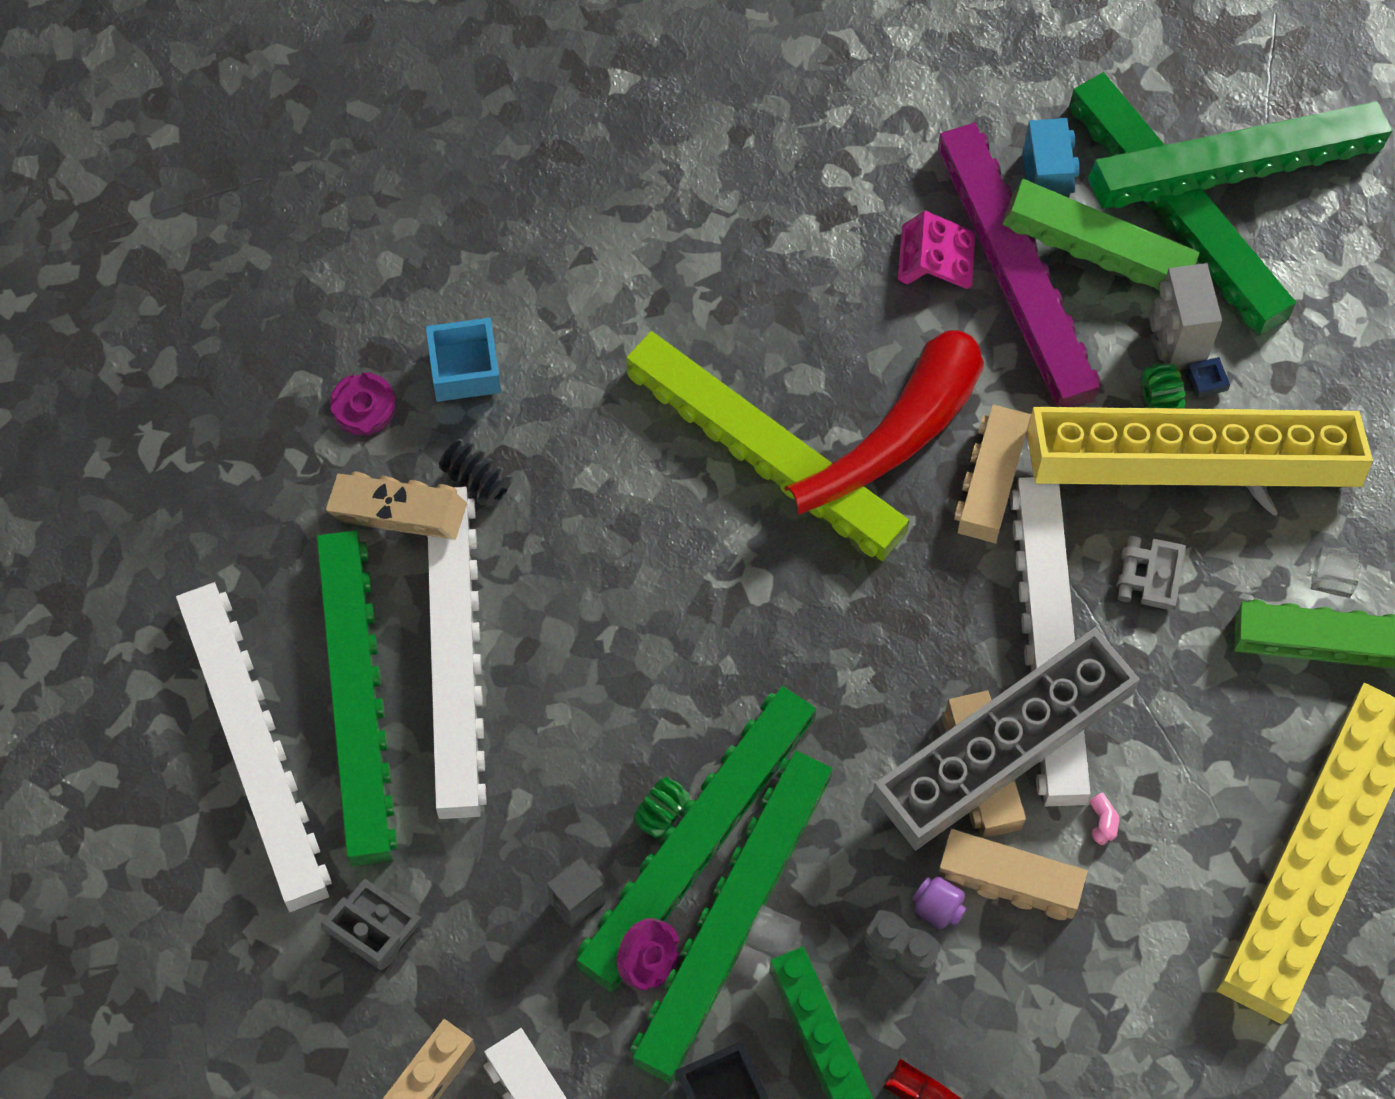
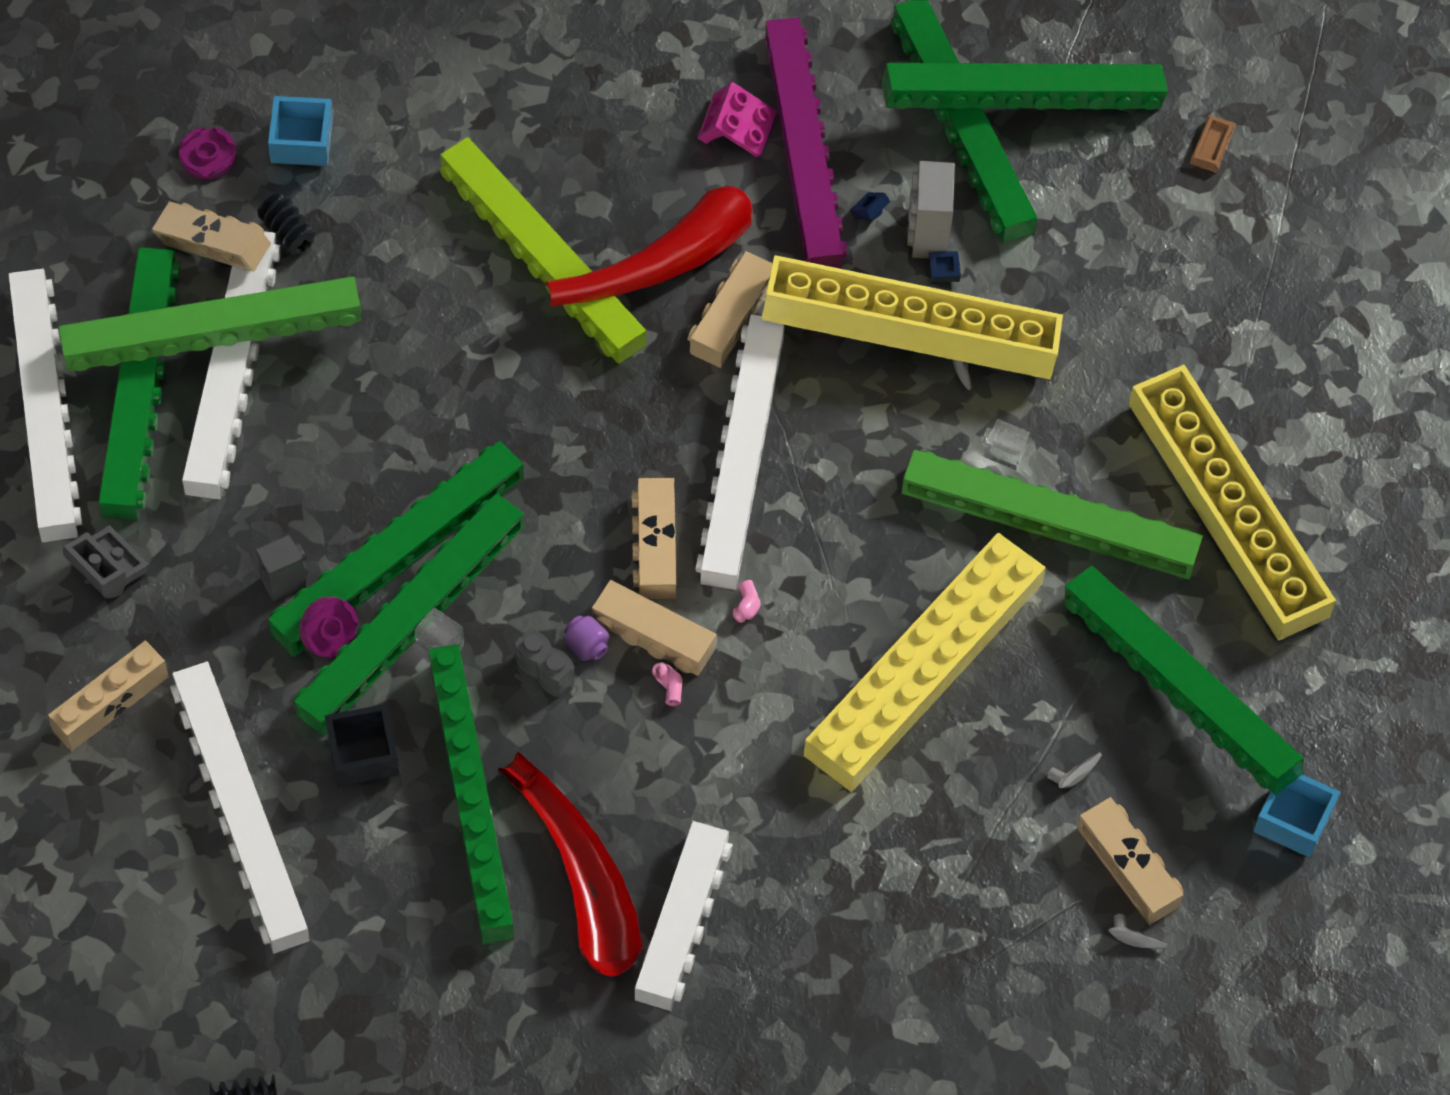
camera: 10 degrees right, 5 degrees down
(422, 614) = (210, 324): none -> bright green brick
(661, 807) = (371, 515): green gear -> none
(1005, 738) = (673, 513): light grey brick -> none
(1046, 933) = (670, 680): none -> bright pink arm
(1049, 155) = (855, 63): dark azure piece -> none
(1094, 235) = (871, 126): bright green brick -> none
(1108, 322) = (870, 206): none -> dark blue plate
(1162, 573) = (855, 418): light grey plate -> none
(1163, 387) = (899, 263): green gear -> none

